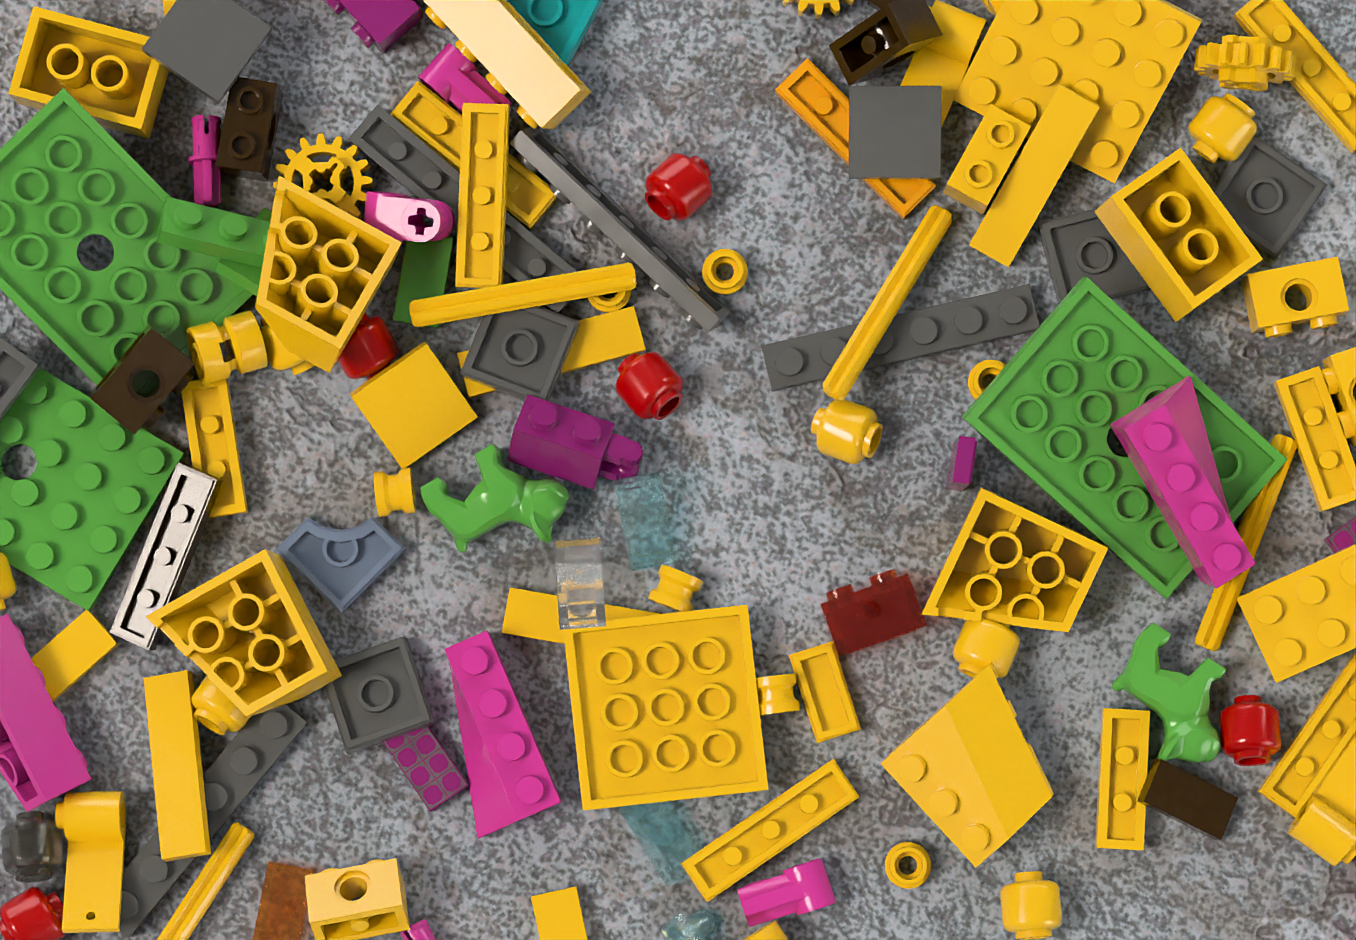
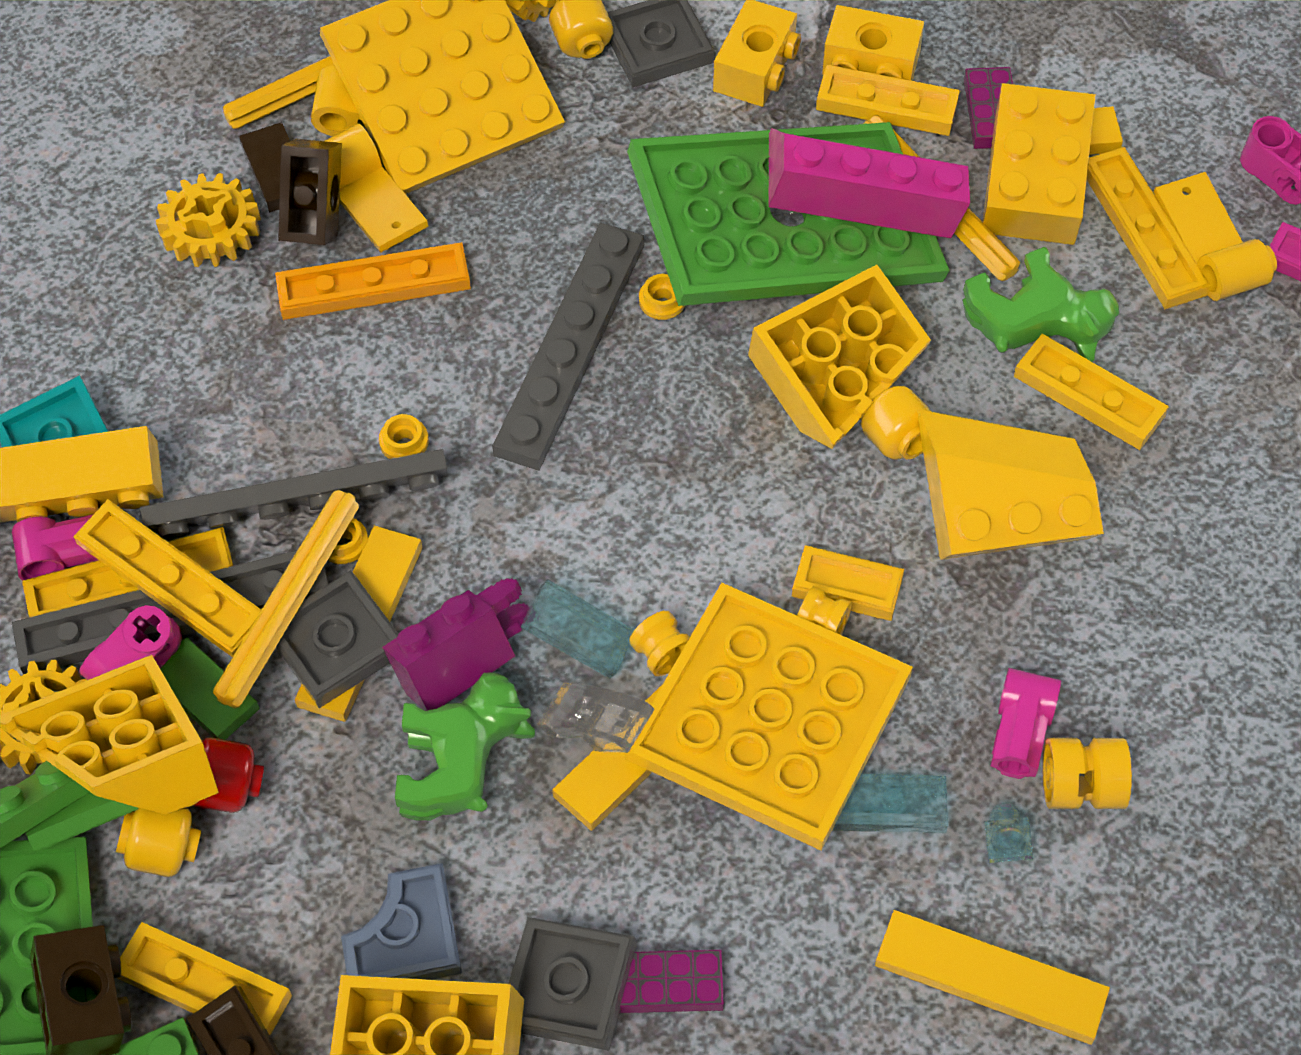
camera: 60 degrees left, 25 degrees down
(242, 343) = (116, 891): yellow wheel -> none
(394, 492) = (381, 835): yellow wheel -> none
(413, 405) = (311, 765): yellow tile -> none
(499, 747) = (692, 887): dark pink wedge -> none
(649, 385) = (456, 552): red head -> none
(678, 187) = (299, 425): red head -> none
(769, 830) = (951, 703): yellow tile -> none
(847, 431) = (621, 420): yellow head -> none
(871, 614) = (803, 495): clear red brick -> none
(887, 303) = (534, 325): yellow axle -> none
(895, 132) = (392, 236): dark grey tile -> none
(922, 870) = (1062, 593): yellow plate -> none
(961, 463) = (718, 340): magenta tile -> none
(986, 159) = (471, 190): yellow brick -> none
(1031, 906) = (1167, 521): yellow head -> none
(1034, 175) = (513, 162): yellow tile -> none
(1084, 248) = (601, 175): dark grey tile -> none
(1178, 234) = (644, 88): yellow brick -> none
(1187, 799) = (1141, 350): dark brown tile -> none
(1250, 731) = (1111, 268): red head -> none

